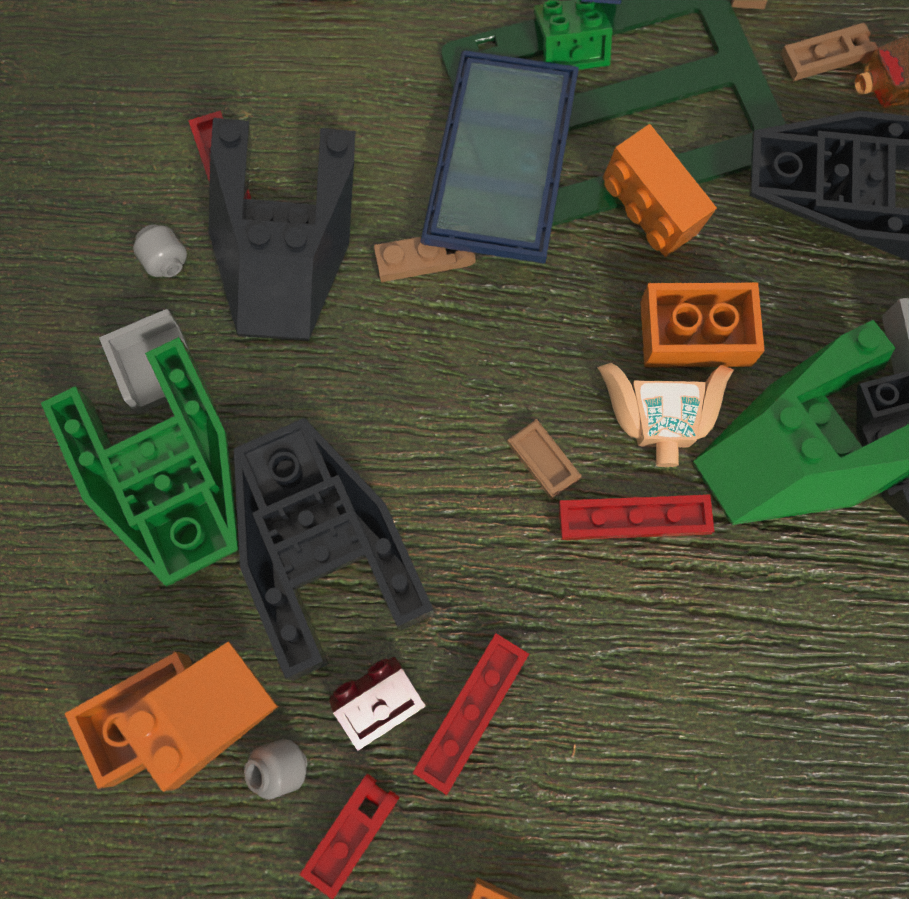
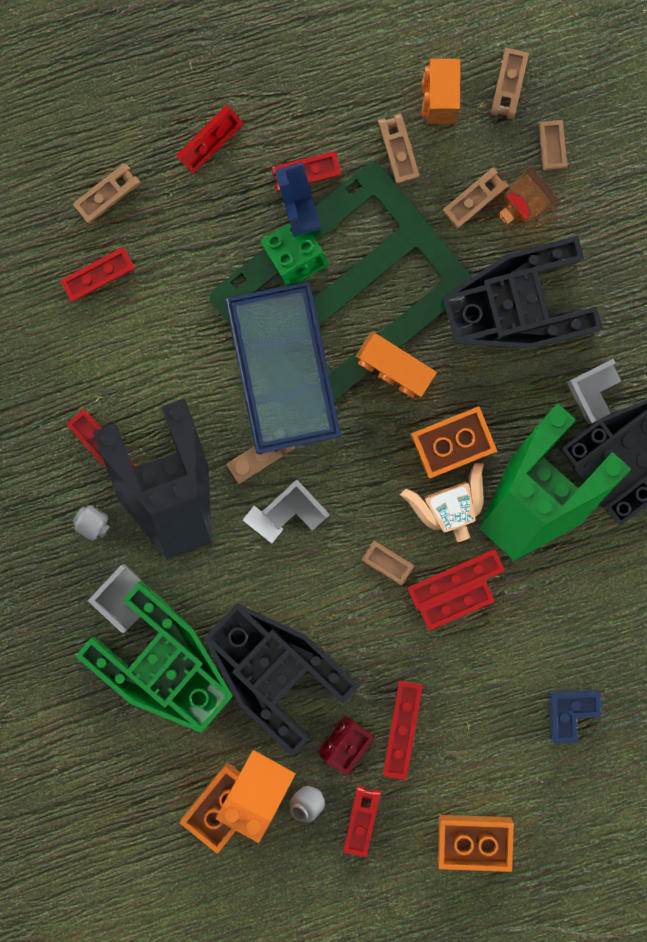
camera: 25 degrees left, 15 degrees up
(389, 344) = (262, 524): none -> white sticker
(444, 323) = (298, 501): none -> light grey panel
(624, 555) = (457, 605): none -> red plate
(740, 783) = (566, 707): none -> dark blue panel

